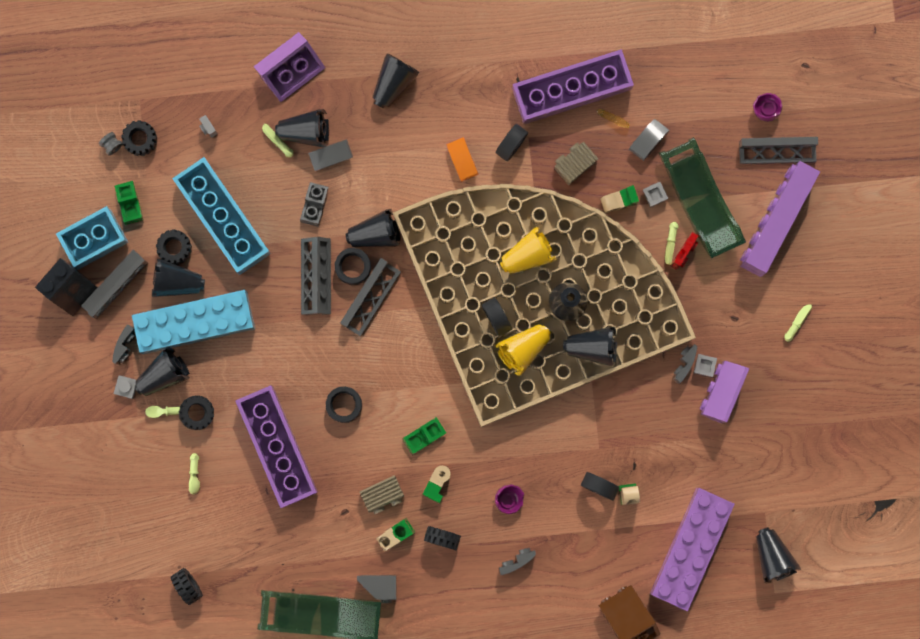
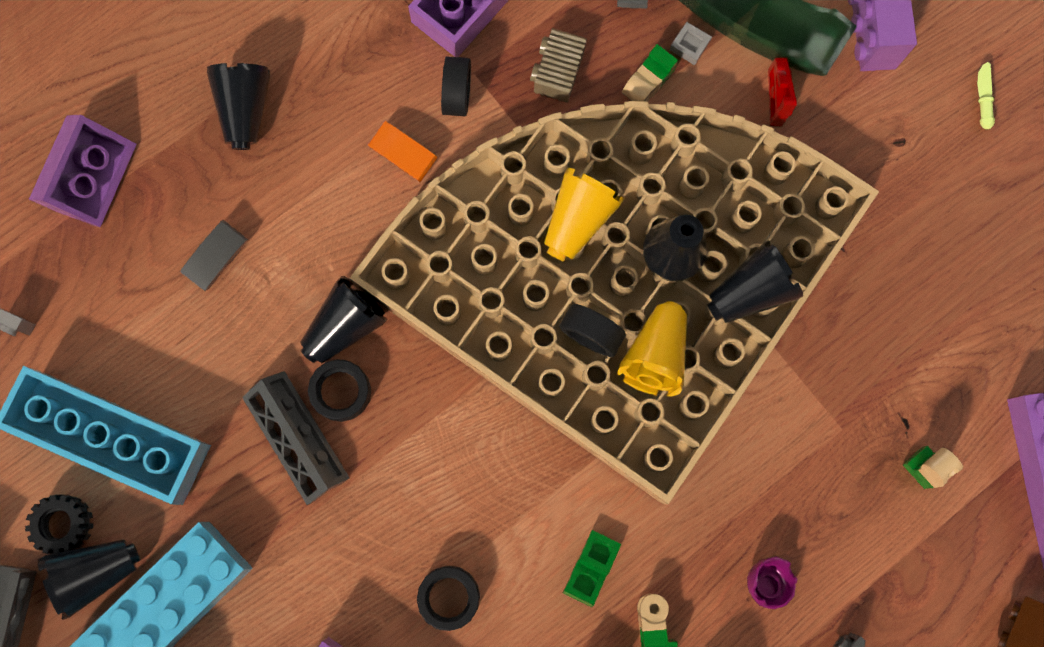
camera: 35 degrees left, 5 degrees down
(275, 139) = (128, 282): yellowish green piece -> none
(305, 128) = (154, 239): black cone -> none
(314, 204) = (232, 338): dark grey slope -> none
(363, 294) = (379, 413): dark grey fence -> none
(600, 486) = (887, 481): black tyre -> none
(671, 243) = (753, 95): yellowish green piece -> none
(688, 358) = (882, 230): dark grey slope -> none
(705, 365) = (908, 225): light grey plate -> none
(723, 391) = (964, 242): medium lavender slope -> none

